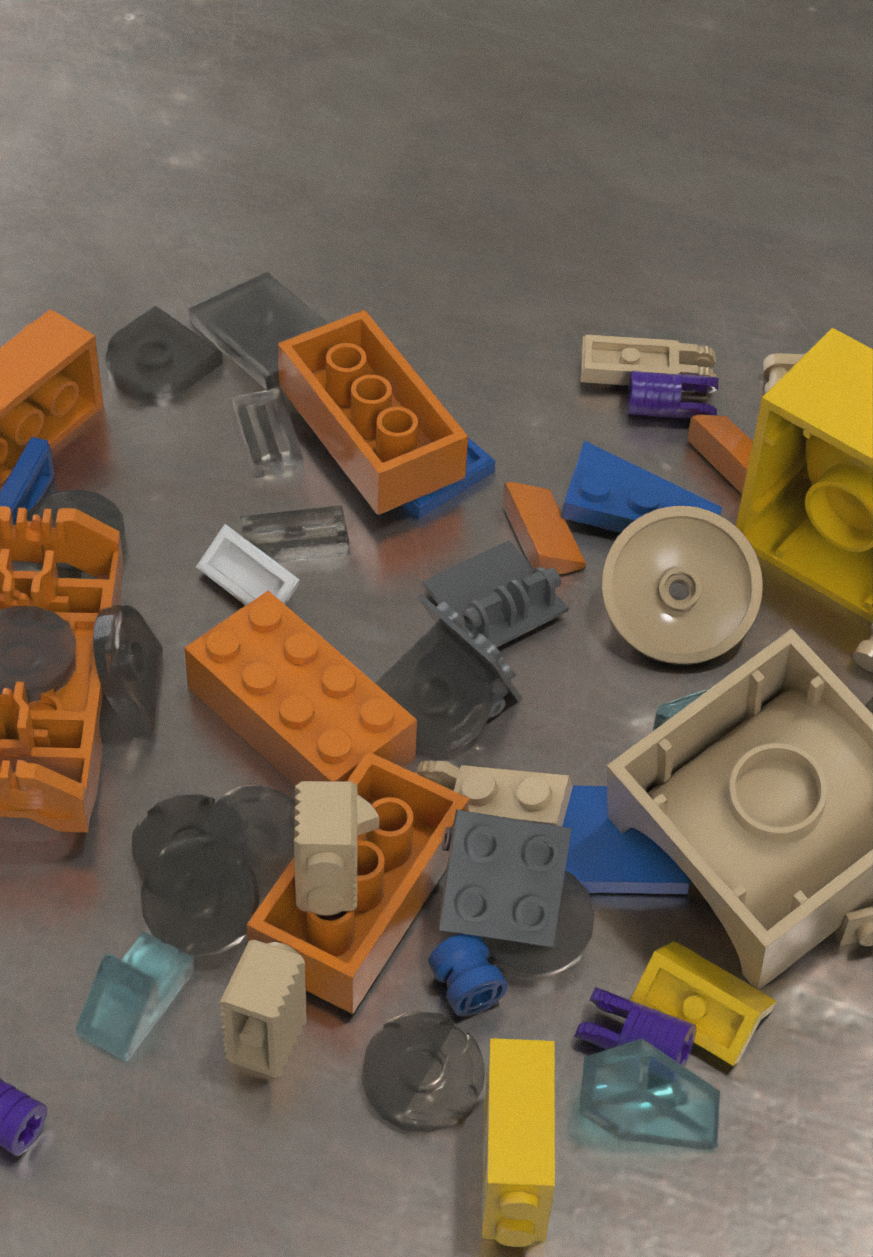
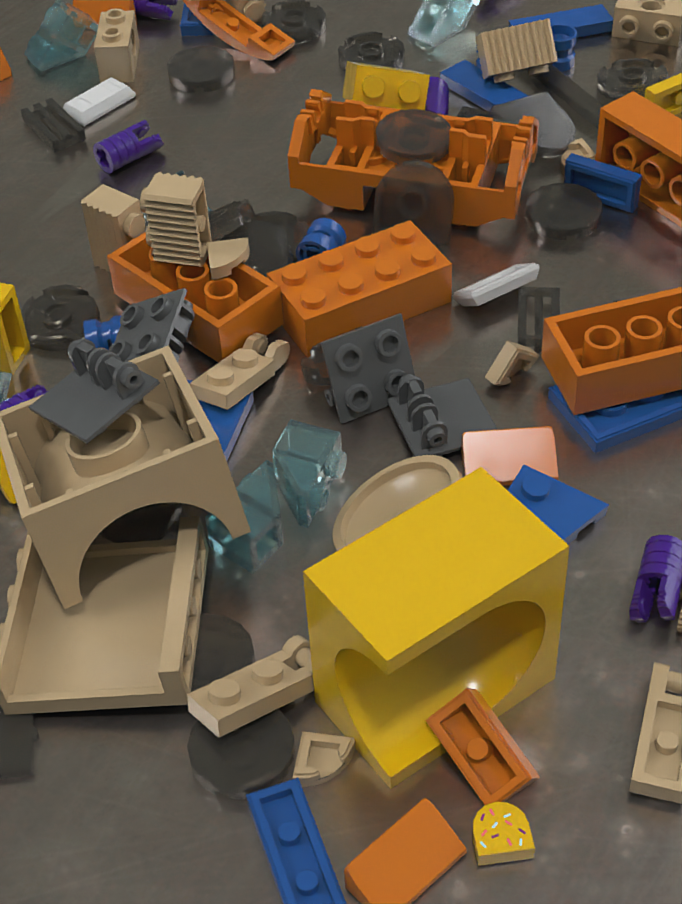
camera: 110 degrees right, 5 degrees down
(210, 768) = (321, 236): none -> blue wheel
(392, 542) = (509, 361): none -> tan tile
(626, 692) = (305, 466): none -> clear light blue slope
(722, 446) = (593, 616): orange slope -> none
(730, 805) = (94, 392): none -> dark grey hinge

